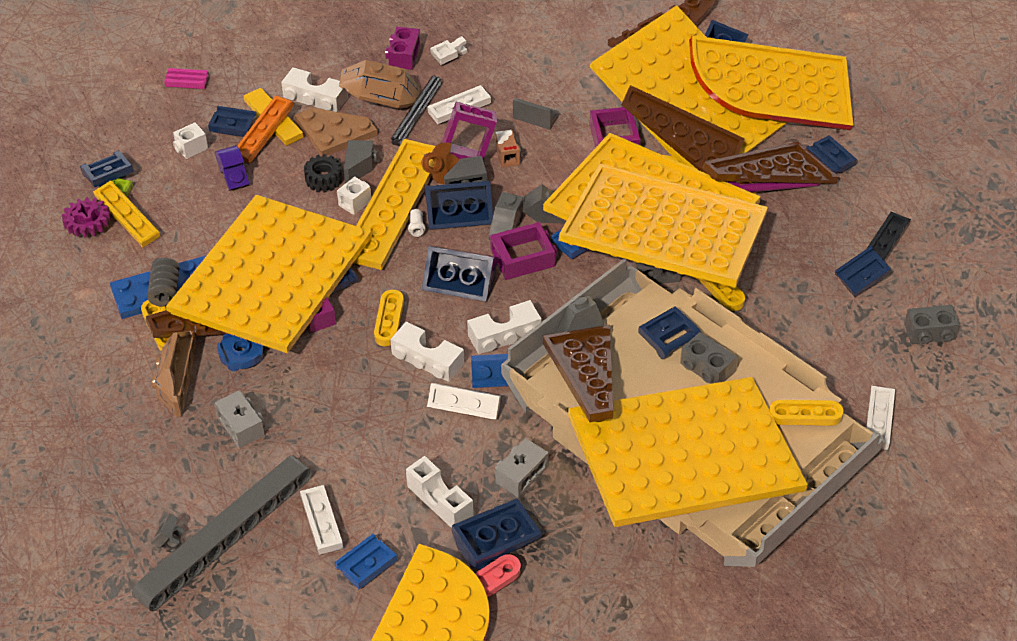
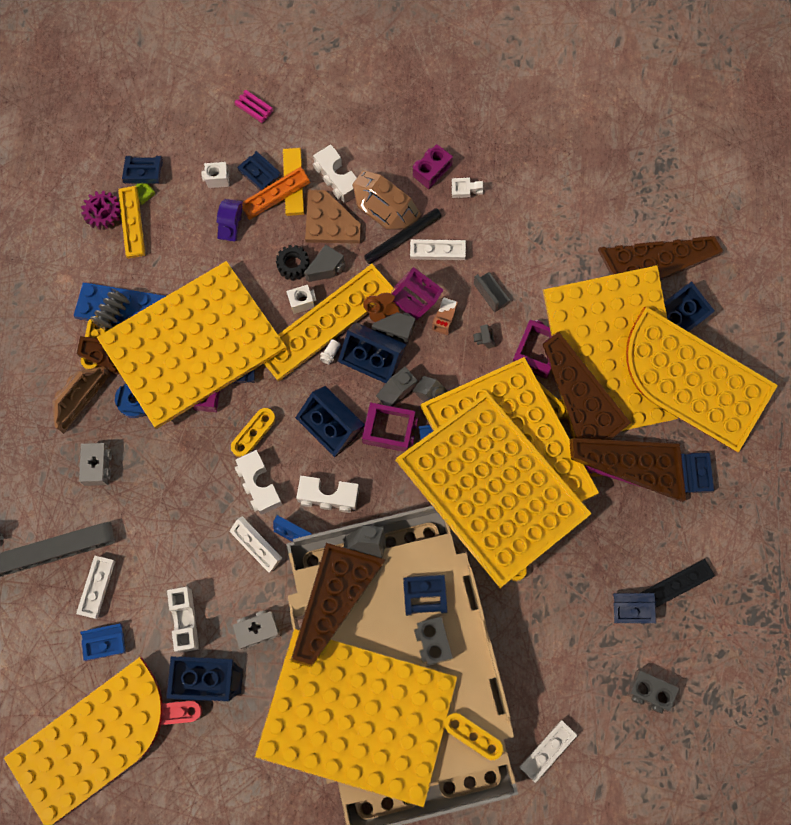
camera: 35 degrees right, 25 degrees up
(558, 145) = (485, 337): none -> dark grey tile

